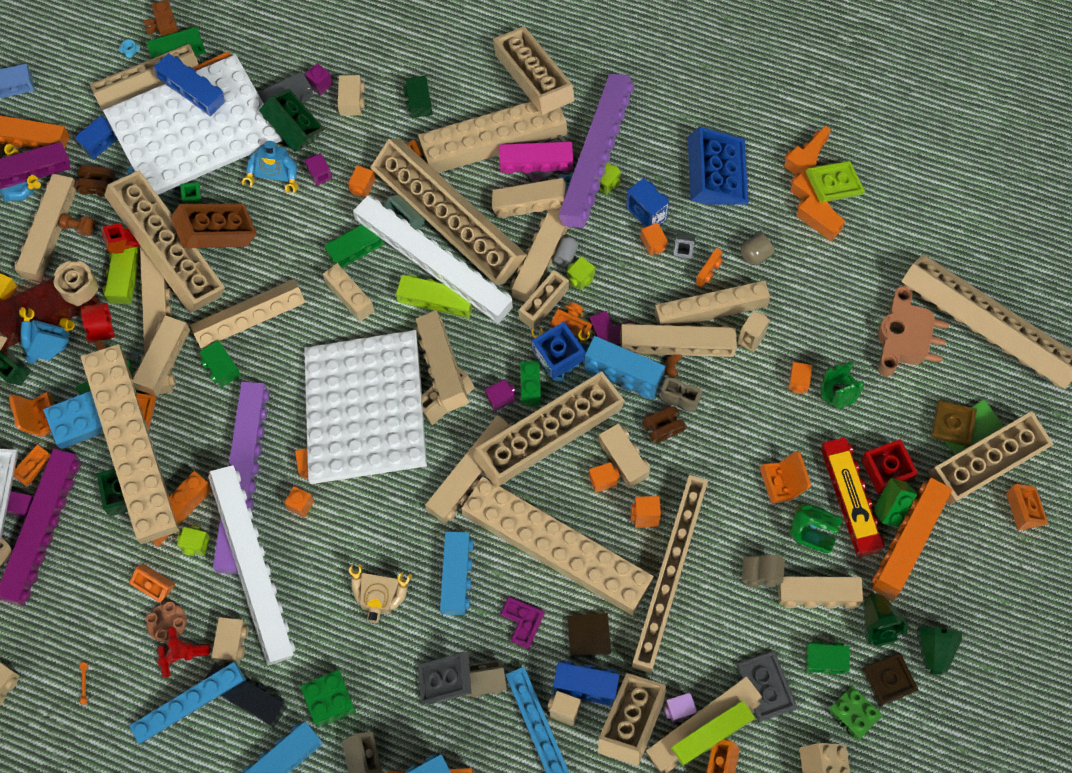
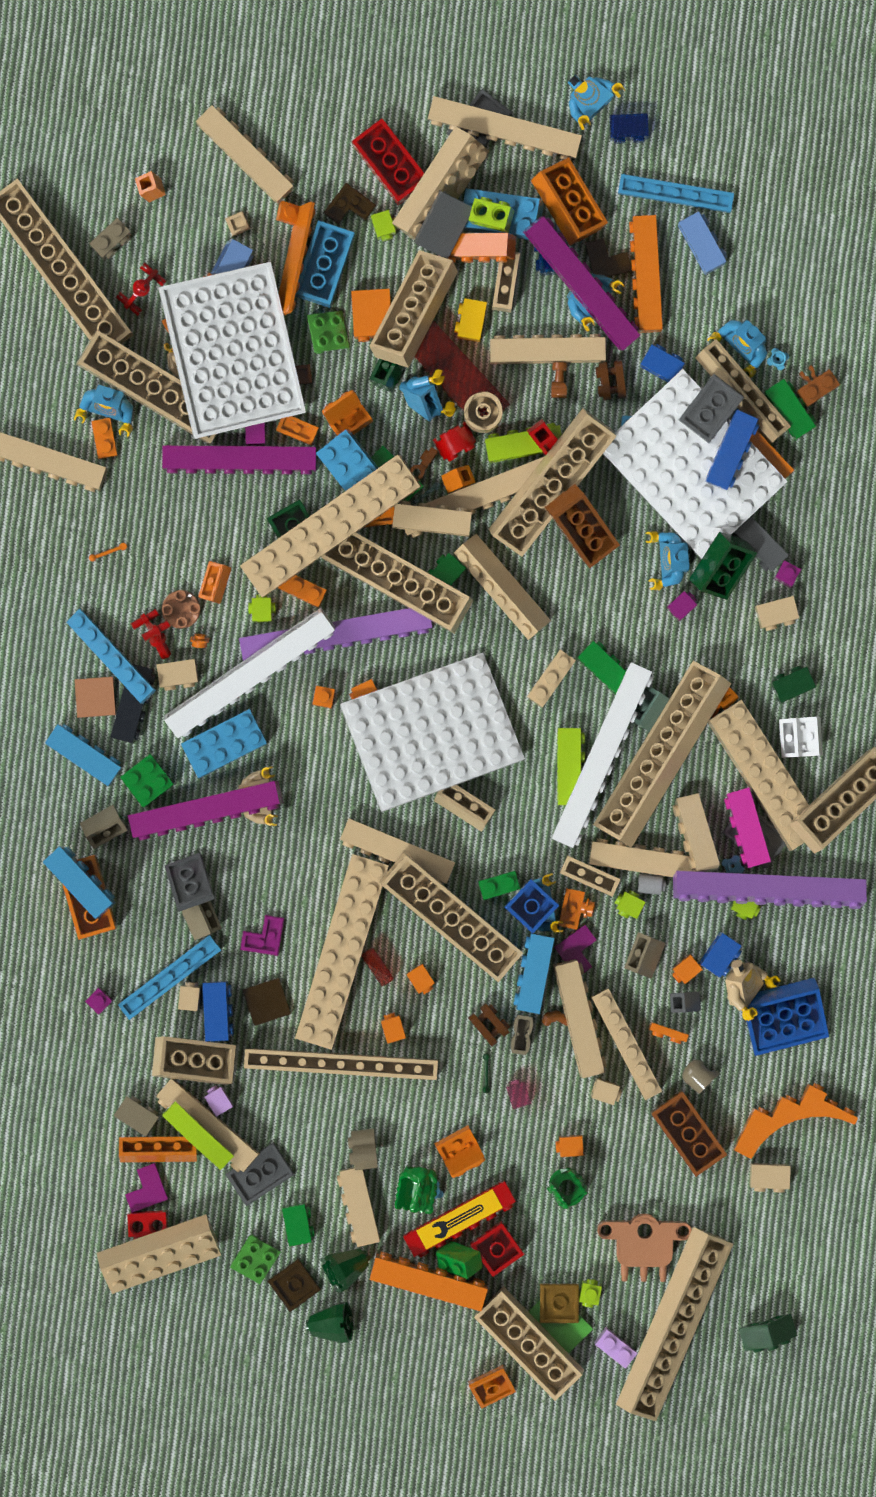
camera: 75 degrees right, 20 degrees up
(101, 63) = (745, 340): none -> dark azure torso
(132, 329) = (454, 479): none -> orange brick
(146, 93) = (711, 408): none -> dark grey tile
(191, 193) = (617, 487): green brick -> none
(203, 610) = (199, 640): none -> orange plate
(207, 398) = (401, 581): none -> tan brick
(226, 733) = (95, 697): none -> nougat tile
(314, 611) = (224, 743): none -> dark azure brick
(361, 181) = (677, 654): orange brick -> none
(374, 643) = (206, 809): none -> magenta brick
(442, 361) = (494, 795): tan brick -> none
(455, 573) = (292, 863): dark azure brick -> none
(467, 98) = (800, 737): none -> white brick
(500, 394) = (480, 859): magenta brick -> none
(581, 515) = (377, 967): none -> clear red slope
(624, 455) = (448, 994): tan brick -> none
(631, 269) = (644, 955): none -> dark tan brick
(681, 189) = (743, 985): none -> tan torso
(695, 436) = (486, 1089): none -> dark green hinge
(738, 413) = (518, 1094): none -> clear pink brick
(809, 269) = (688, 1133): none -> dark orange brick
(835, 181) = (795, 1140): lime tile -> none
(864, 212) = (769, 1176): none -> tan brick
(948, 391) = (590, 1293): none -> lime brick
(1006, 381) = (615, 1347): none -> lavender brick
(1015, 244) = (768, 1333): none -> dark green brick

